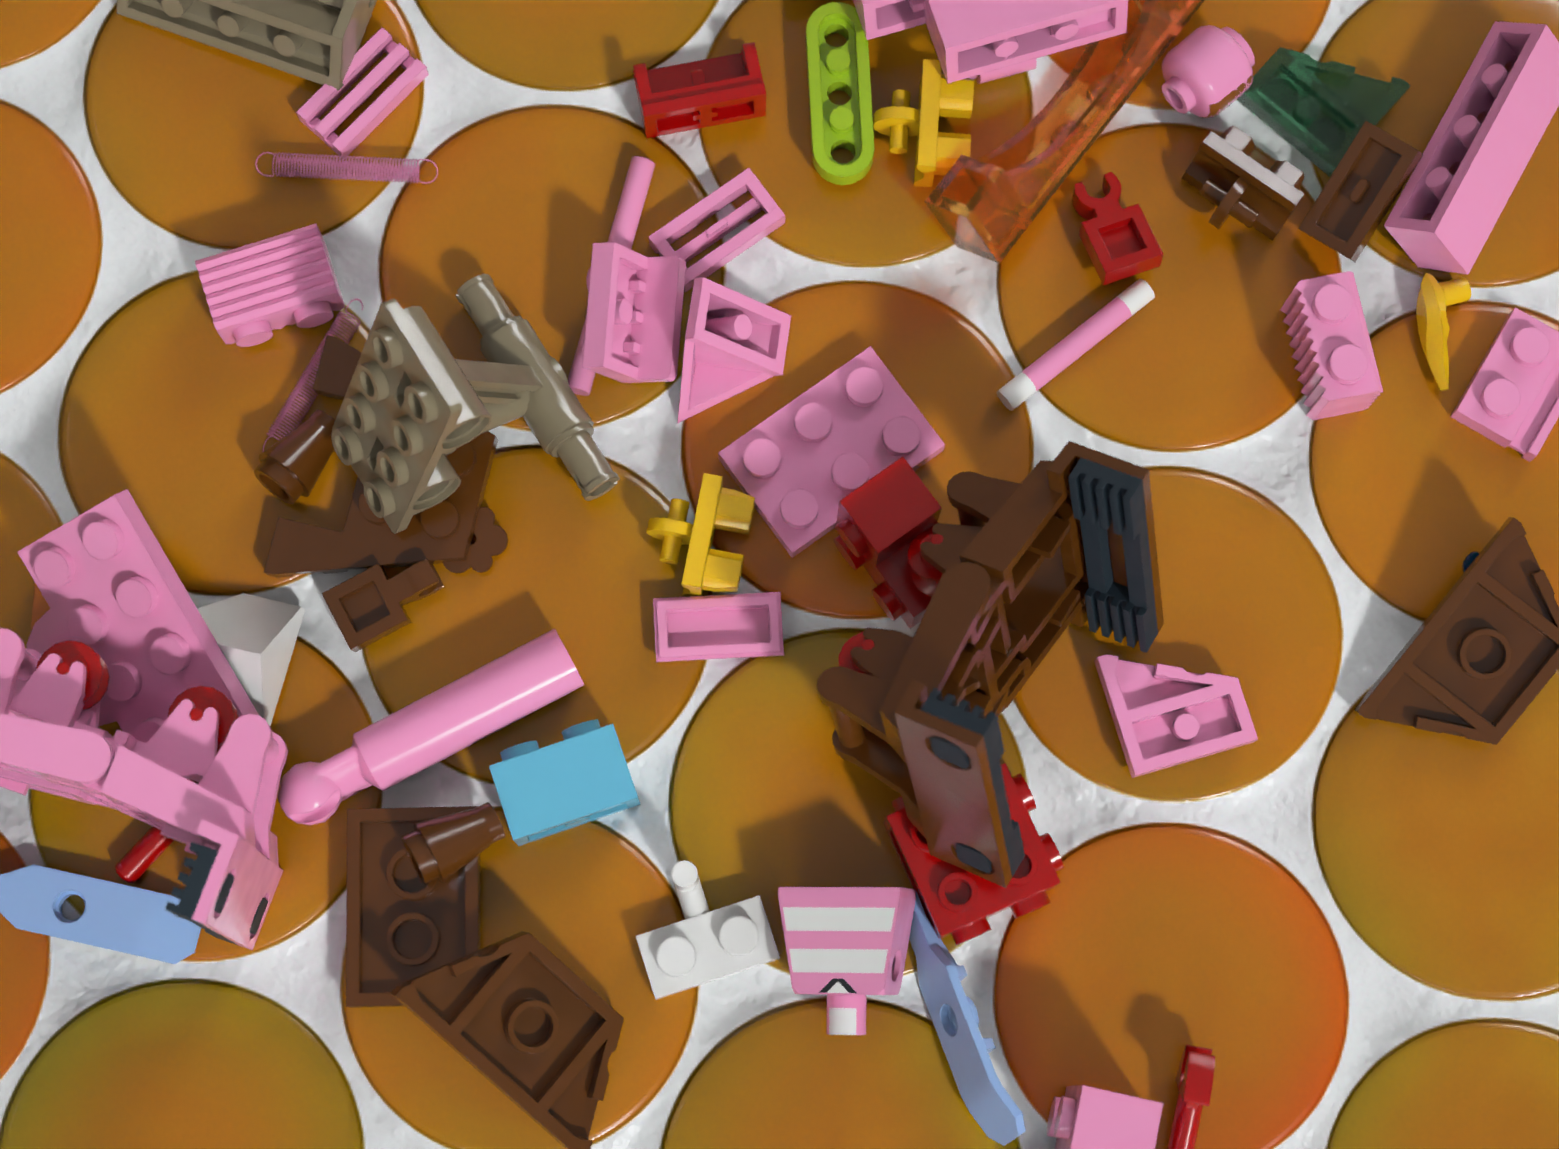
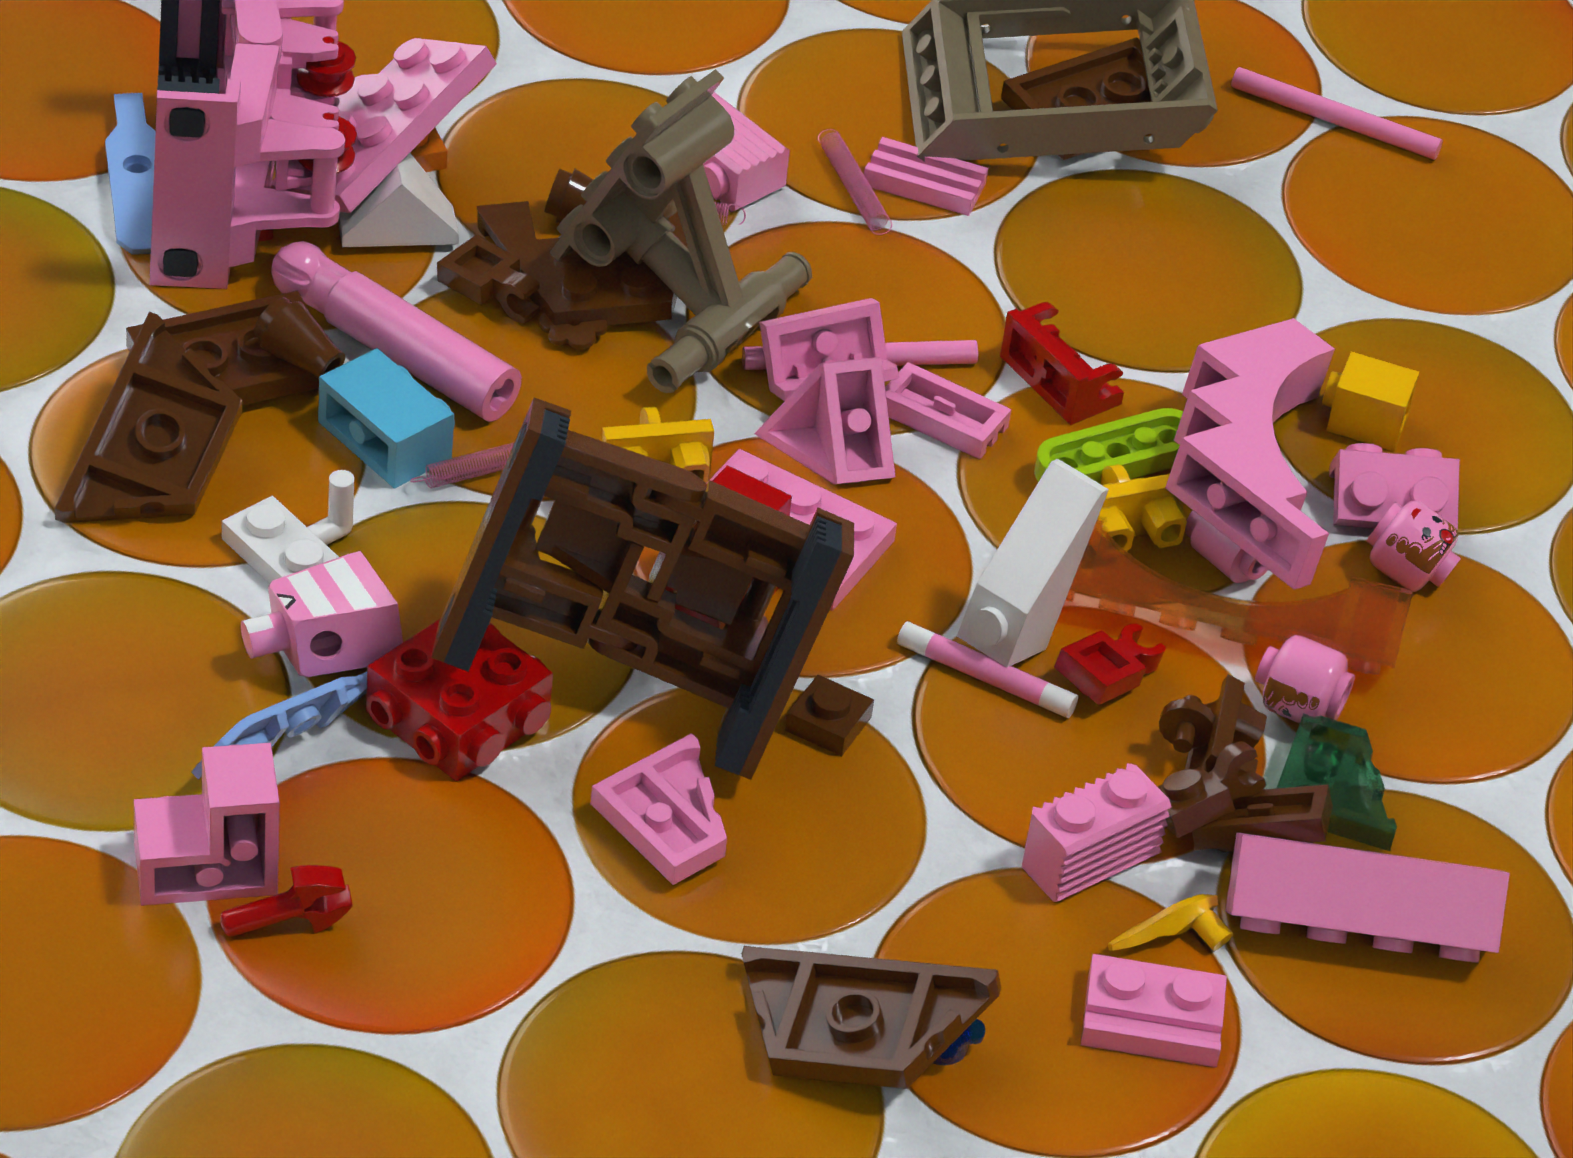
camera: 65 degrees right, 35 degrees down
(640, 719) = (472, 470): none -> bright pink piece
(1038, 262) = (1033, 567): none -> white slope
(1322, 239) = (1205, 796): none -> reddish brown plate

